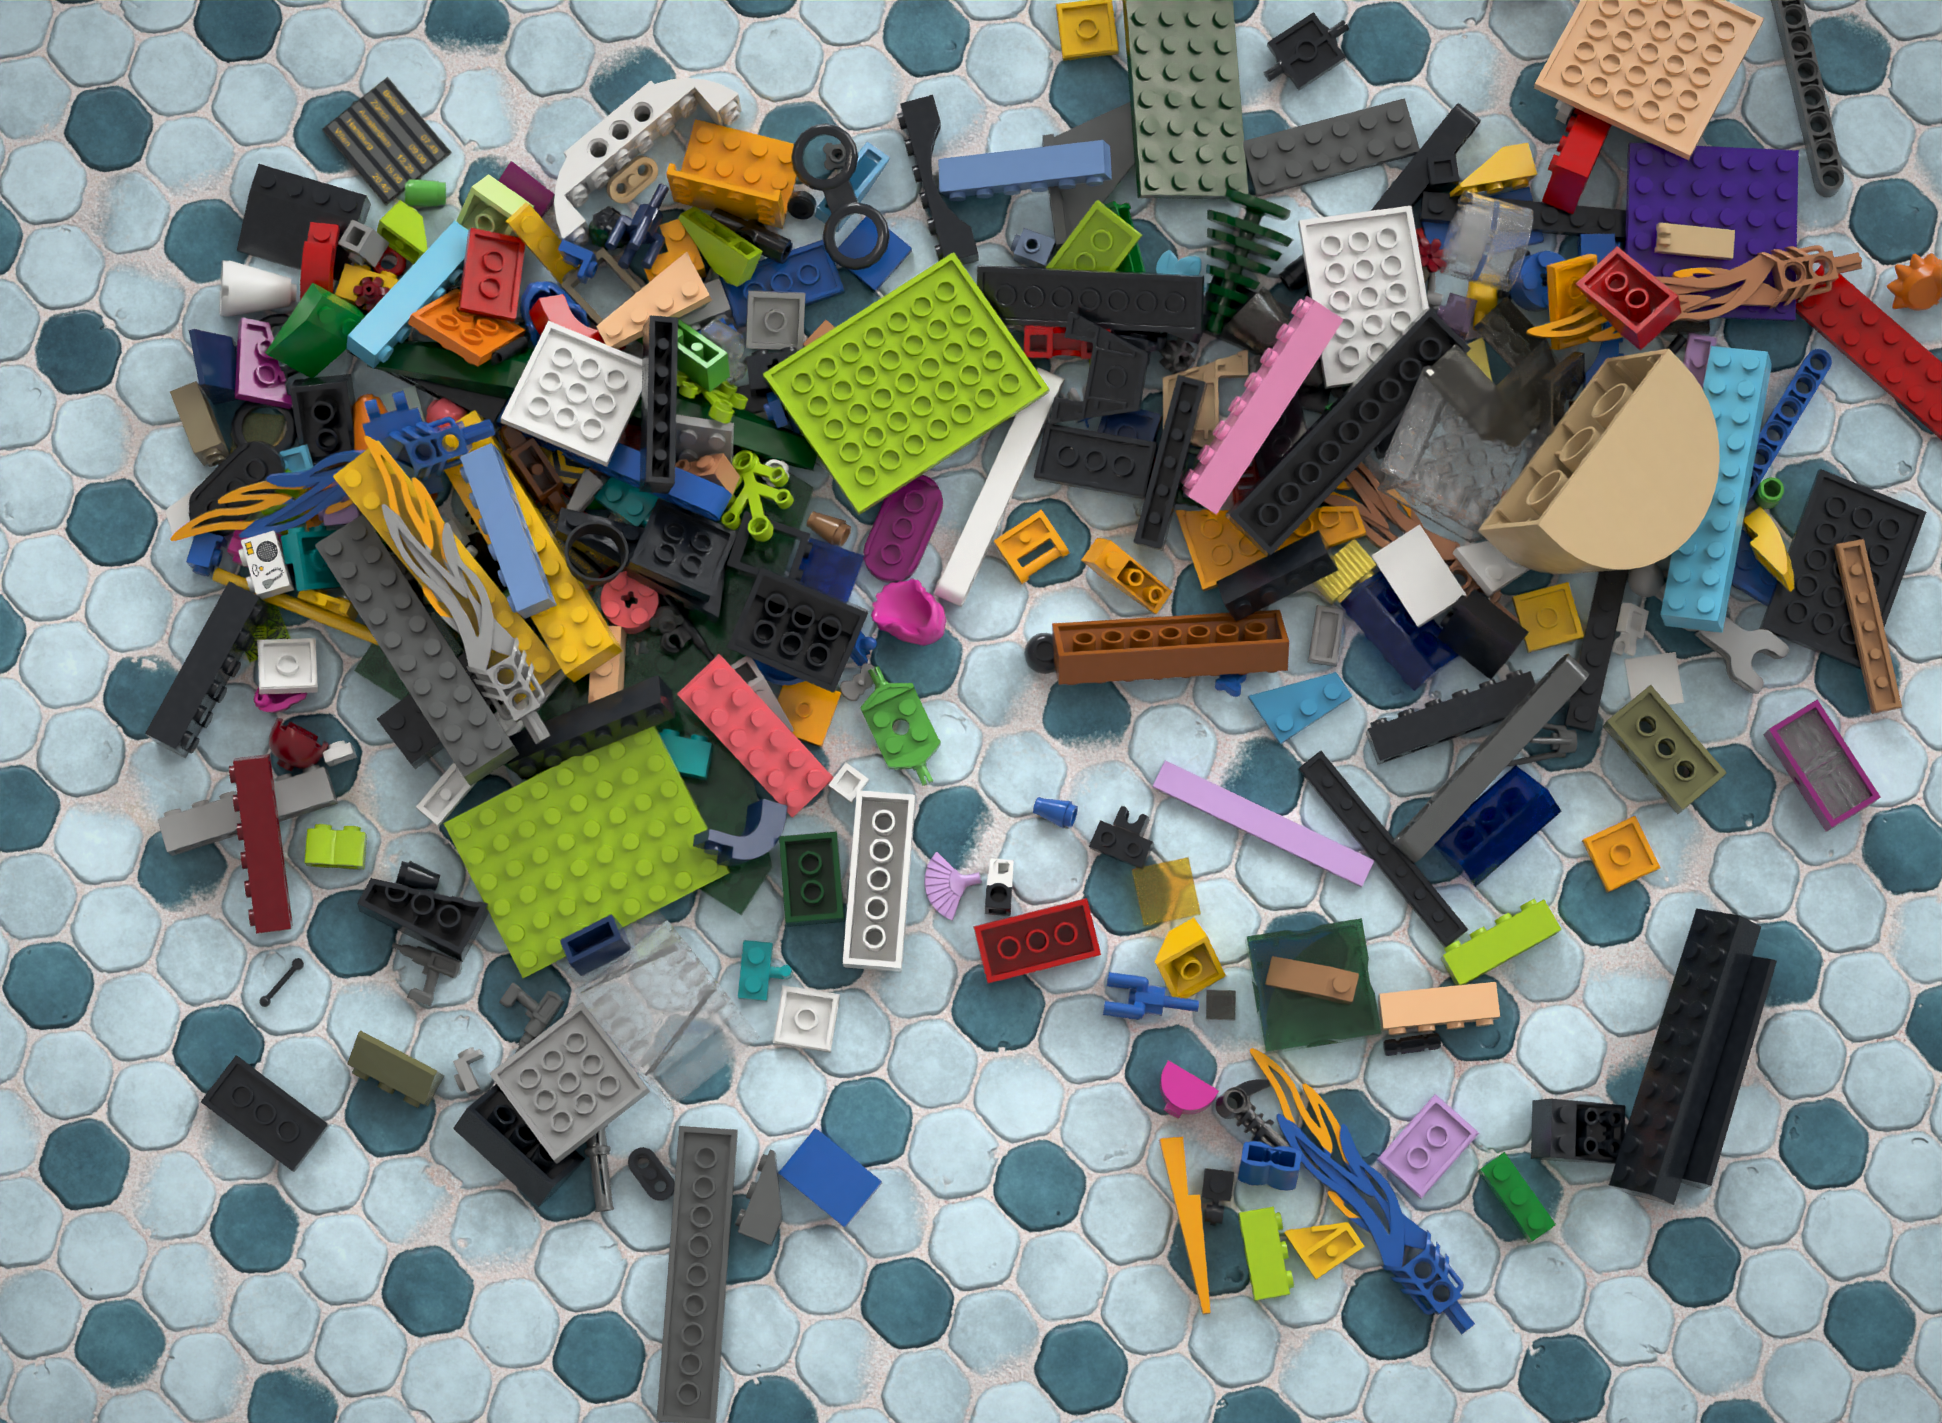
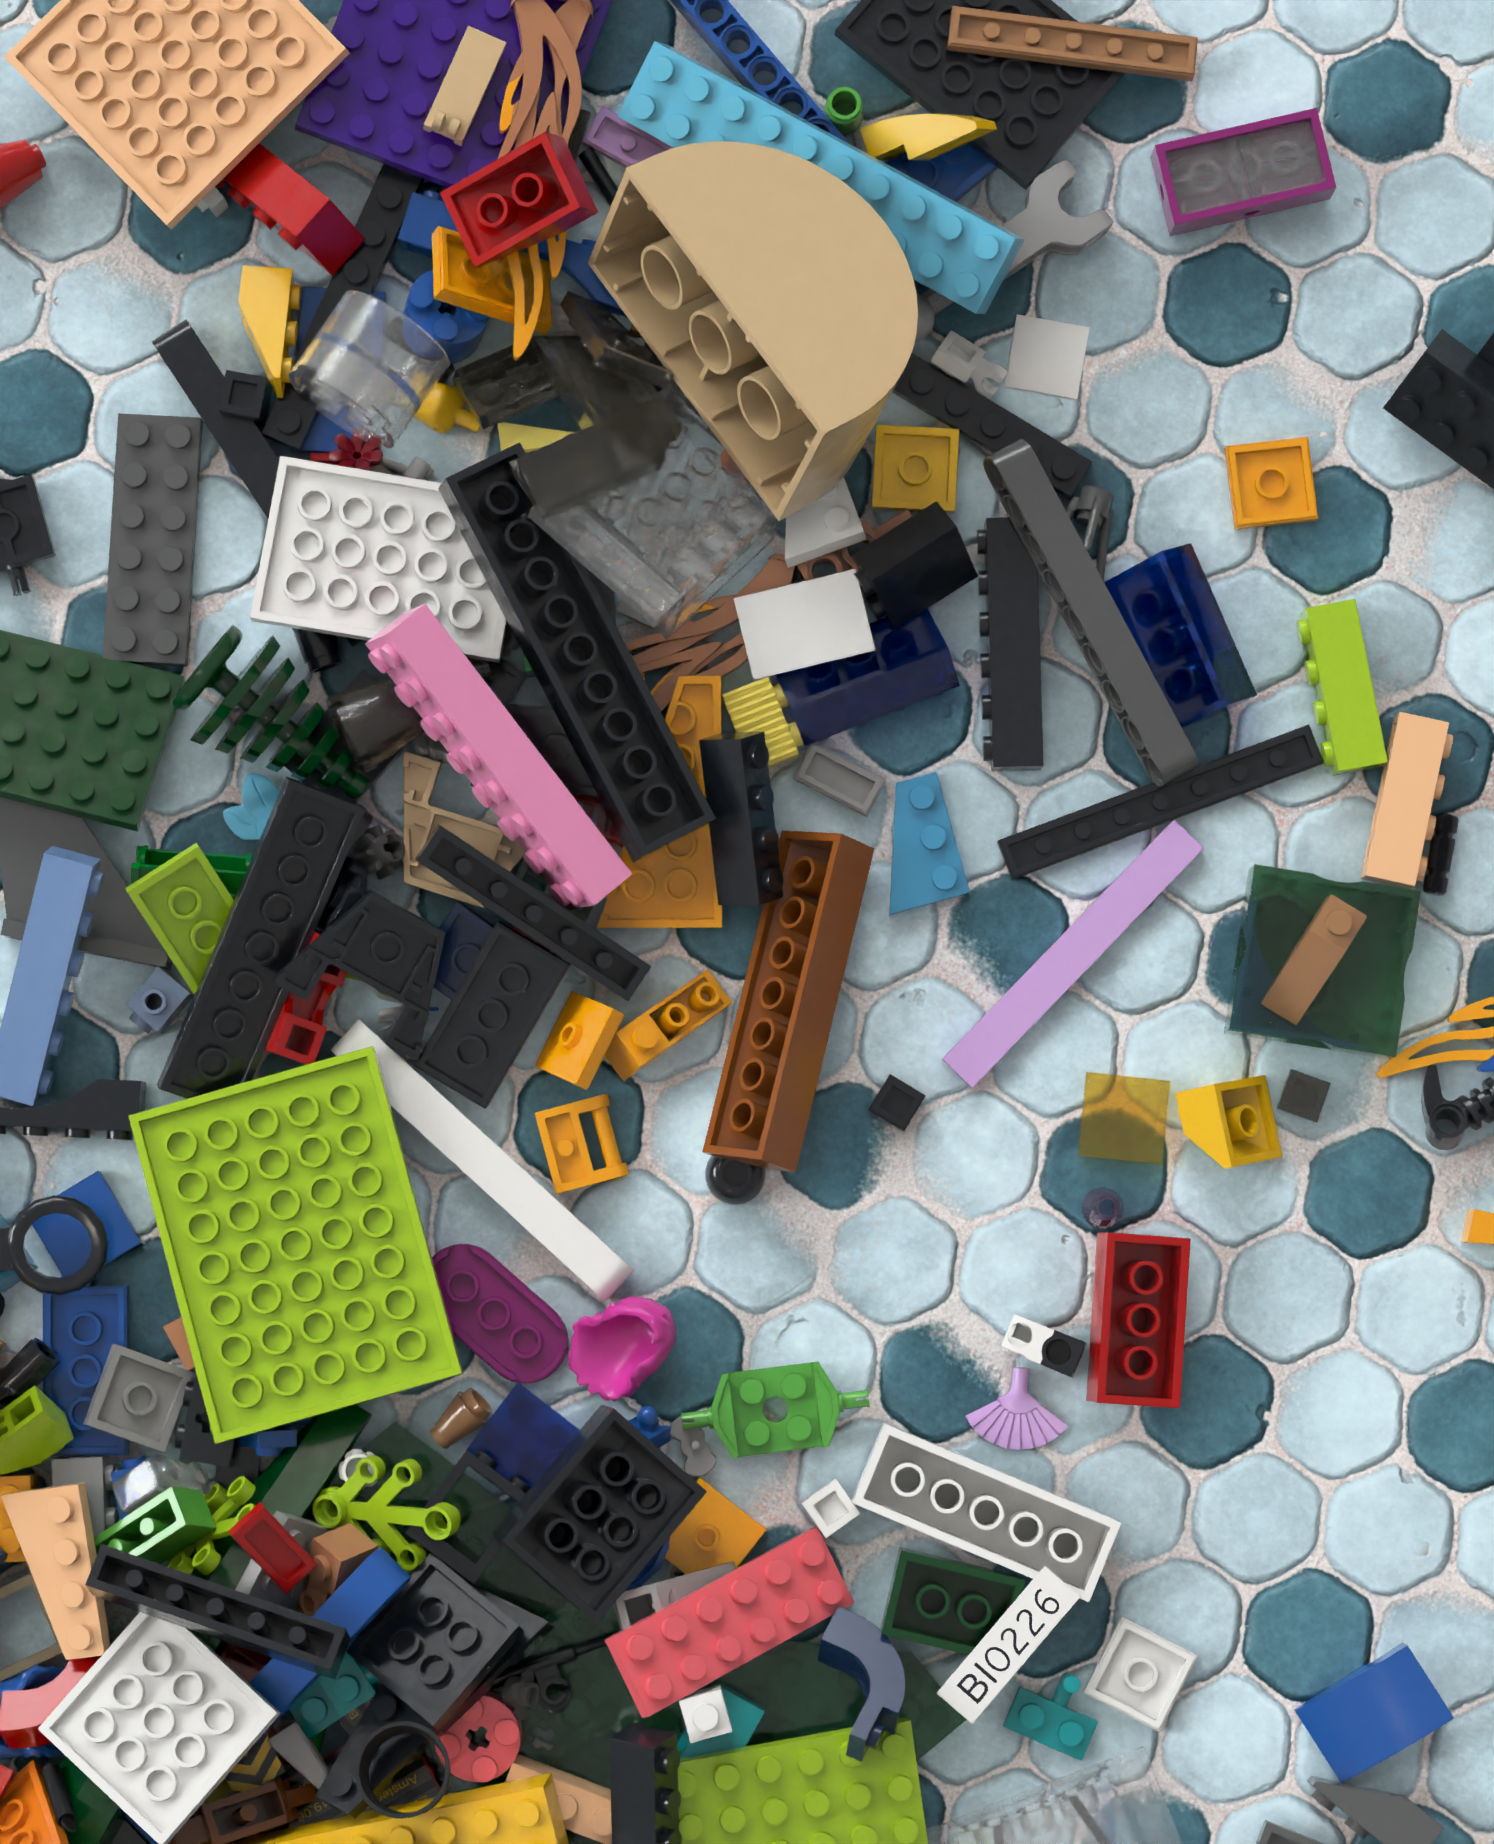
camera: 75 degrees left, 5 degrees up
(692, 736) = (705, 1714): none -> white brick
(709, 426) = (272, 1547): none -> red tile
(798, 919) = (1008, 1644): none -> white sticker
(1059, 812) = (965, 1231): blue cone -> none
(1097, 521) = (579, 1040): none -> light orange plate
(1102, 904) = (1091, 1211): none -> cone
(1123, 839) = (1035, 1153): black plate -> none
(1126, 741) = (896, 1102): none -> black tile
(1143, 998) = (1264, 1200): blue plant -> none
(1184, 1092) = (1415, 1185): dark pink brick -> none
(1230, 683) = (867, 933): blue piece -> none
(1458, 313) = (457, 446): clear purple brick -> none
(1667, 730) = (1157, 347): olive brick -> none

